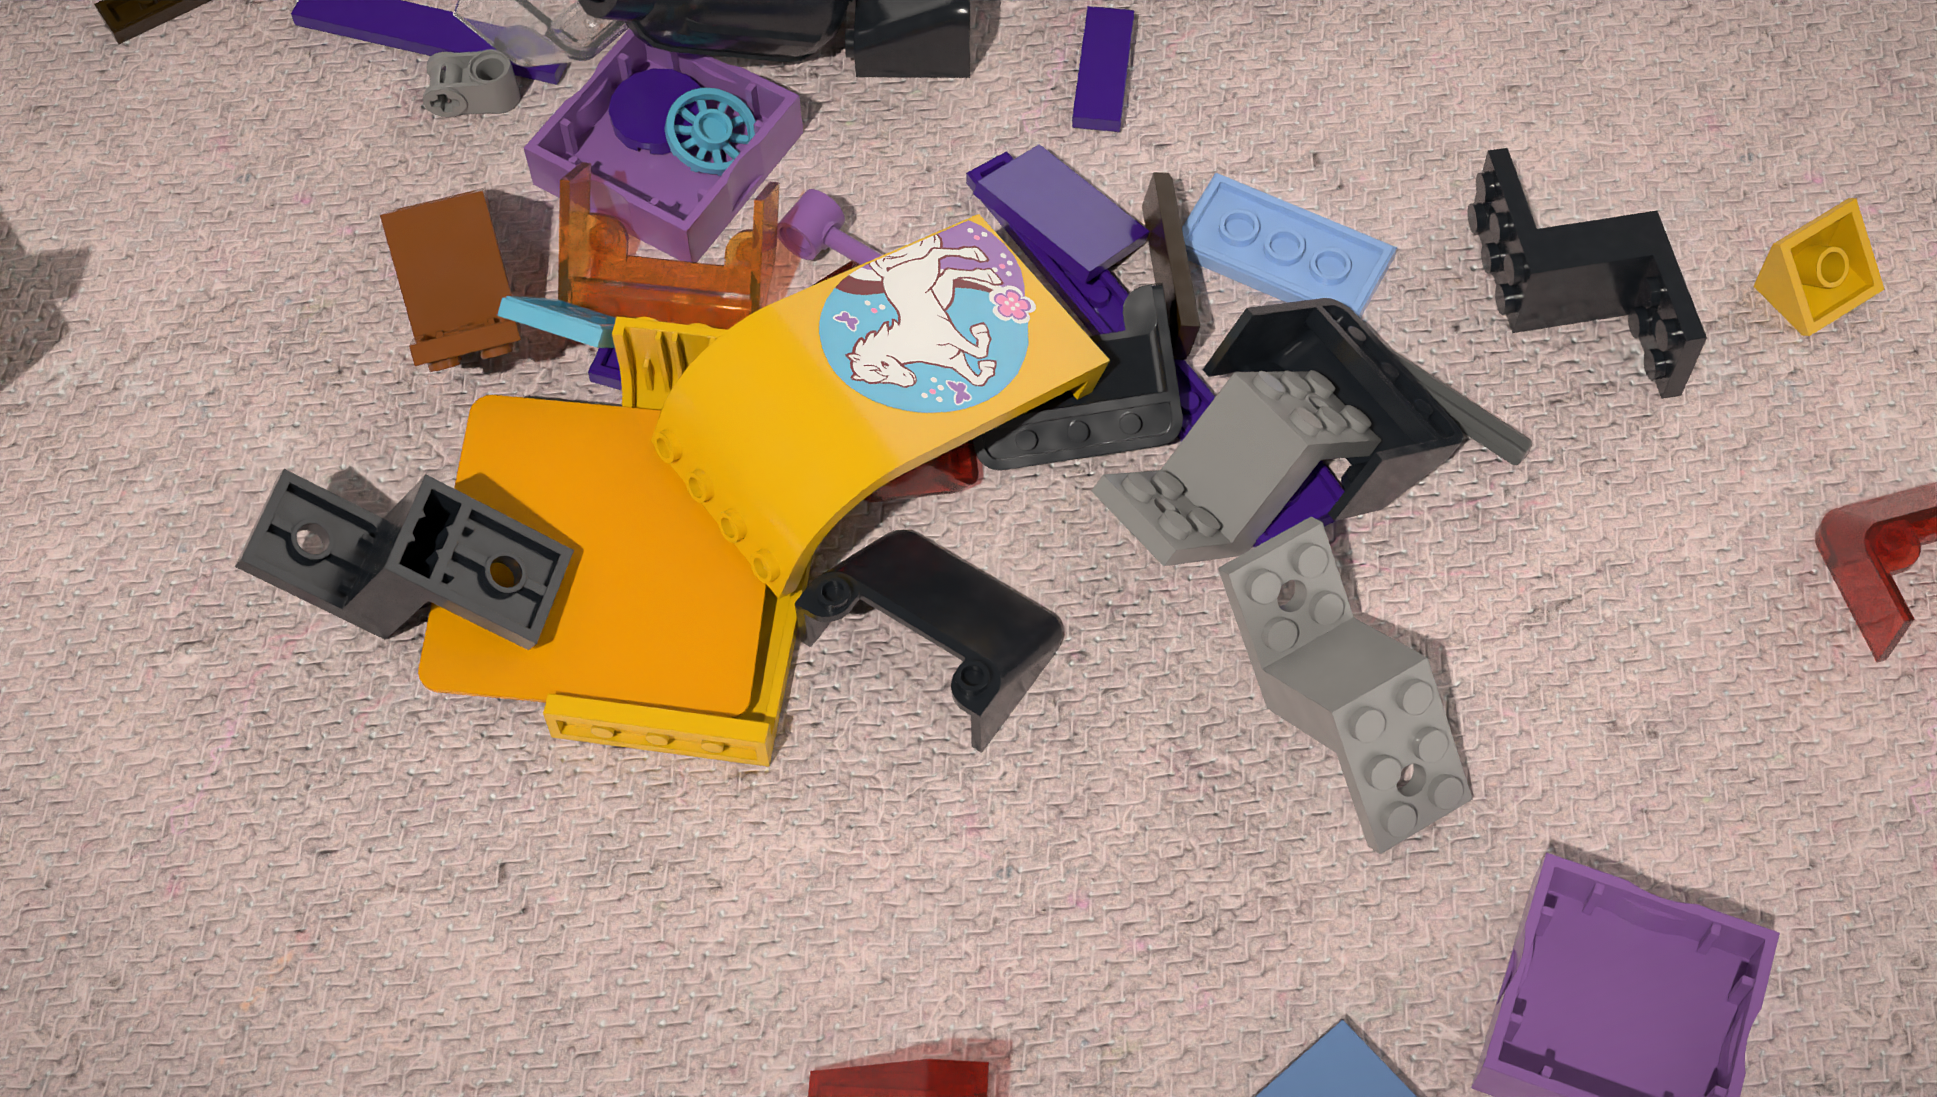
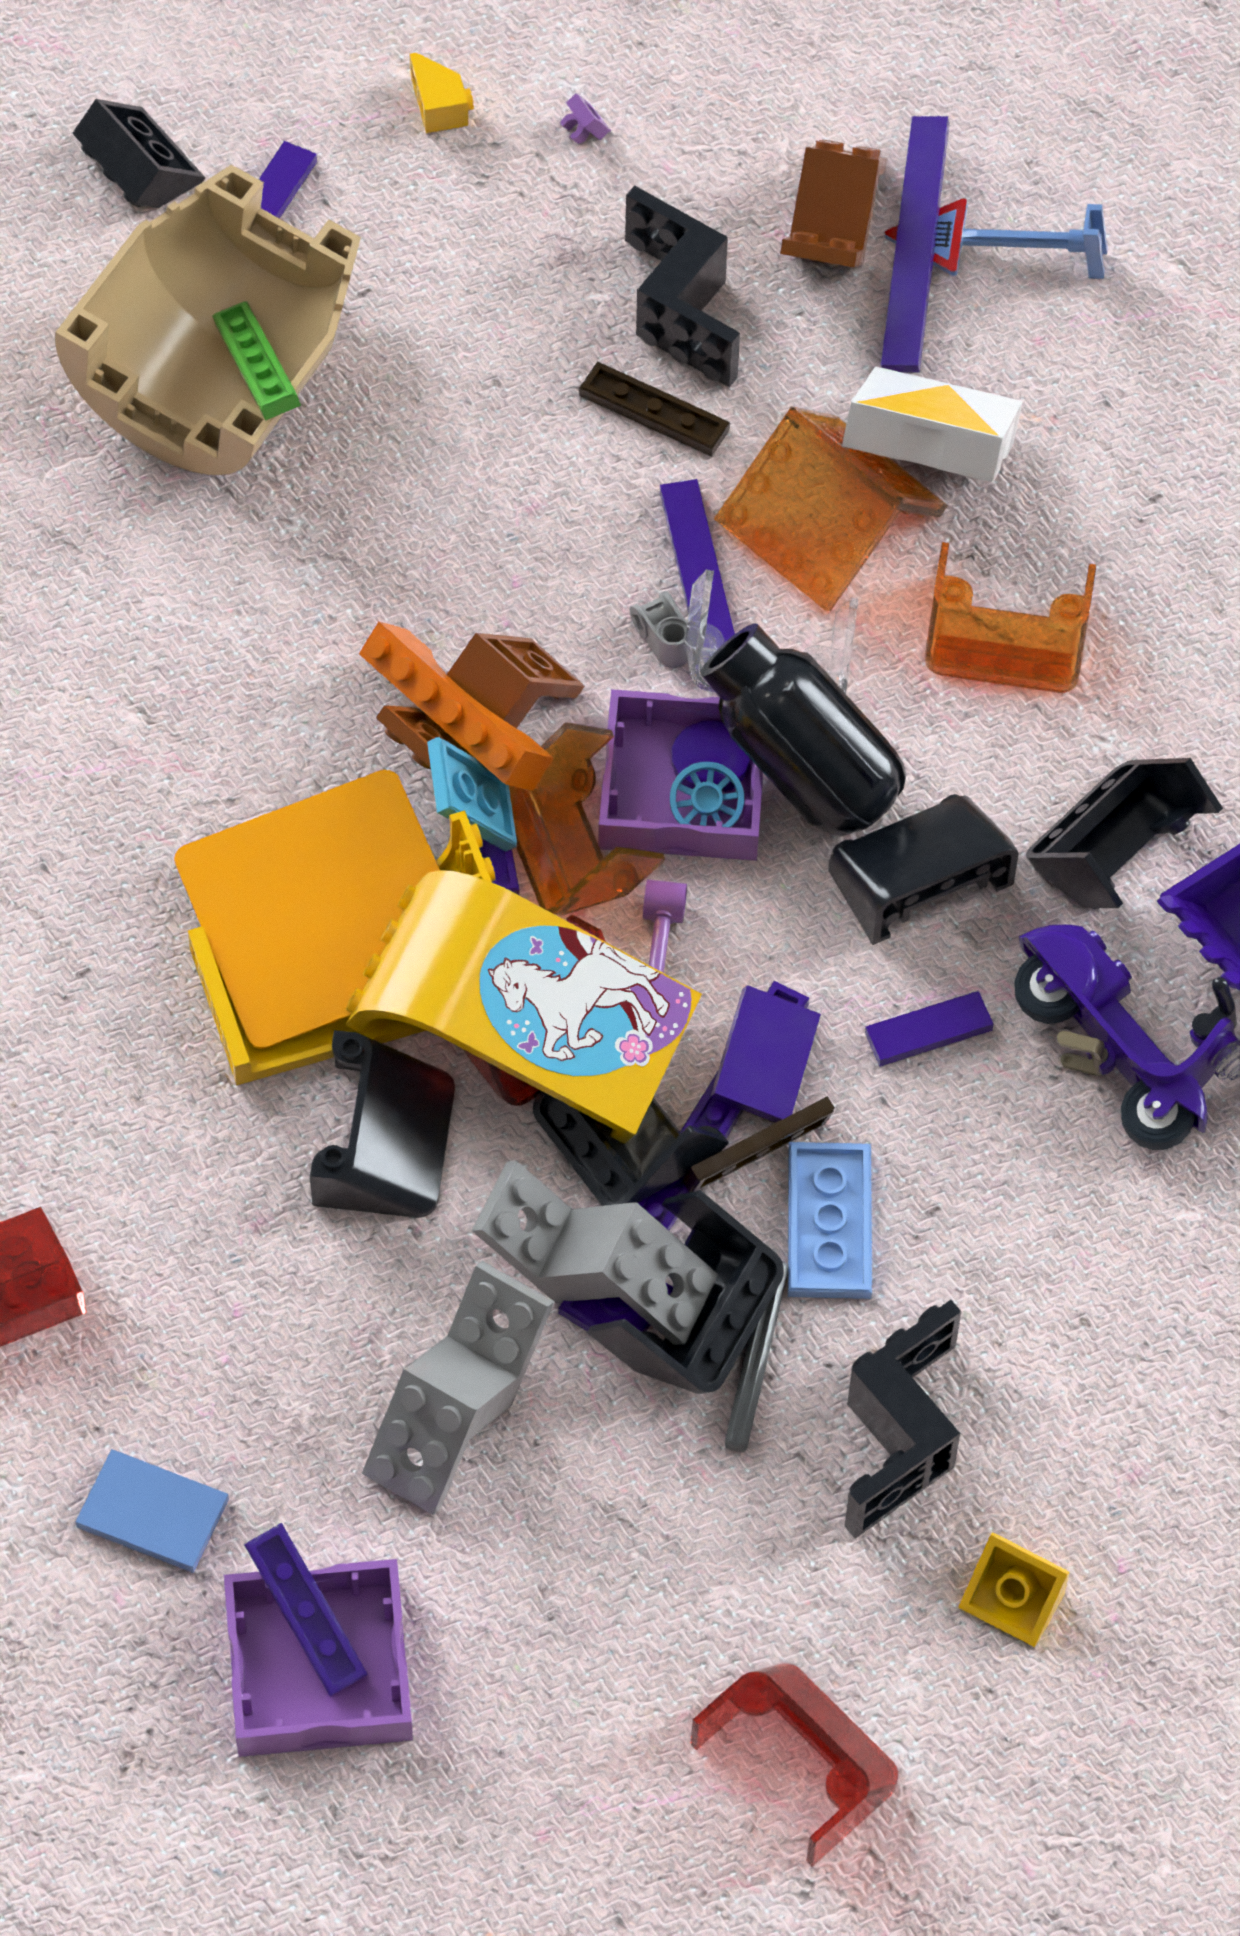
camera: 60 degrees right, 0 degrees up
(424, 550) = (246, 793): black bracket -> none
(439, 297) = (491, 740): none -> orange arch
(1568, 989) = (305, 1609): none -> dark purple tile

